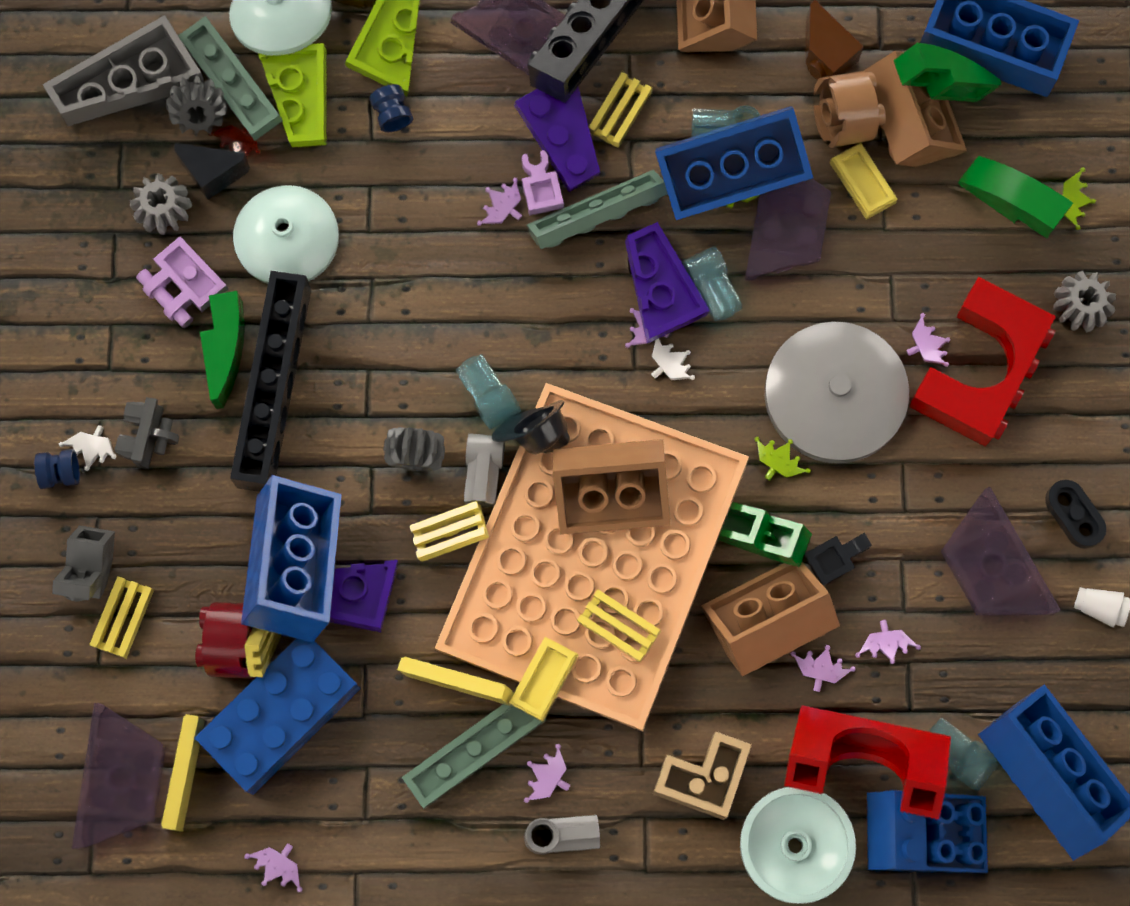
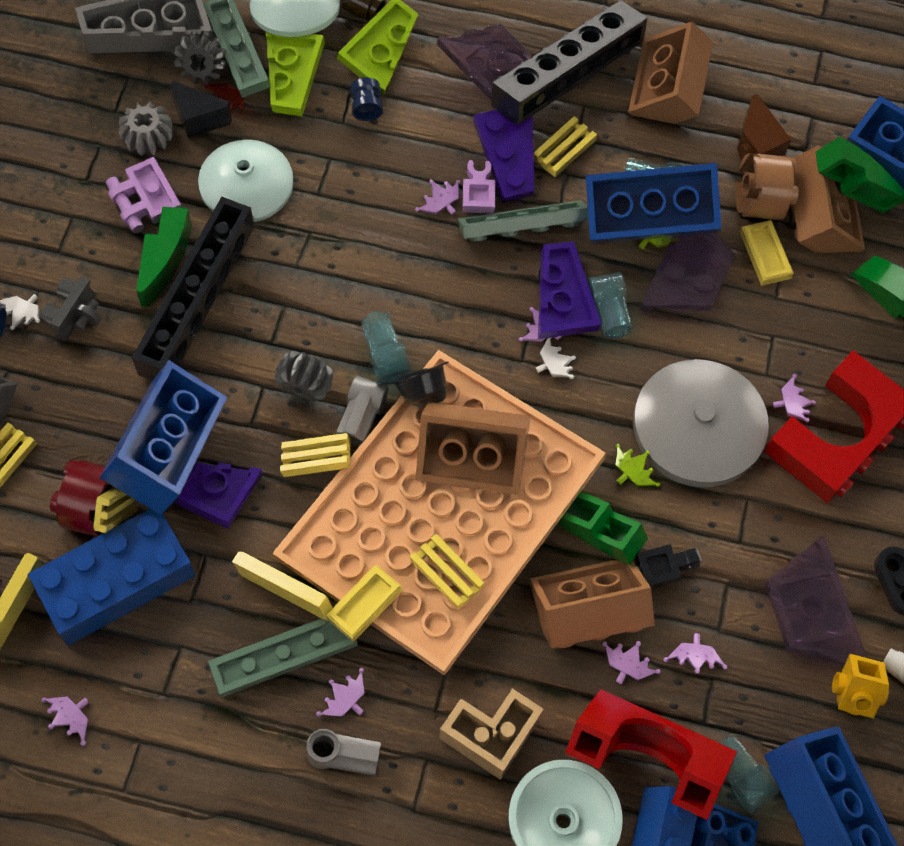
camera: 10 degrees right, 10 degrees down
(1058, 636) = (861, 686): none -> yellow brick

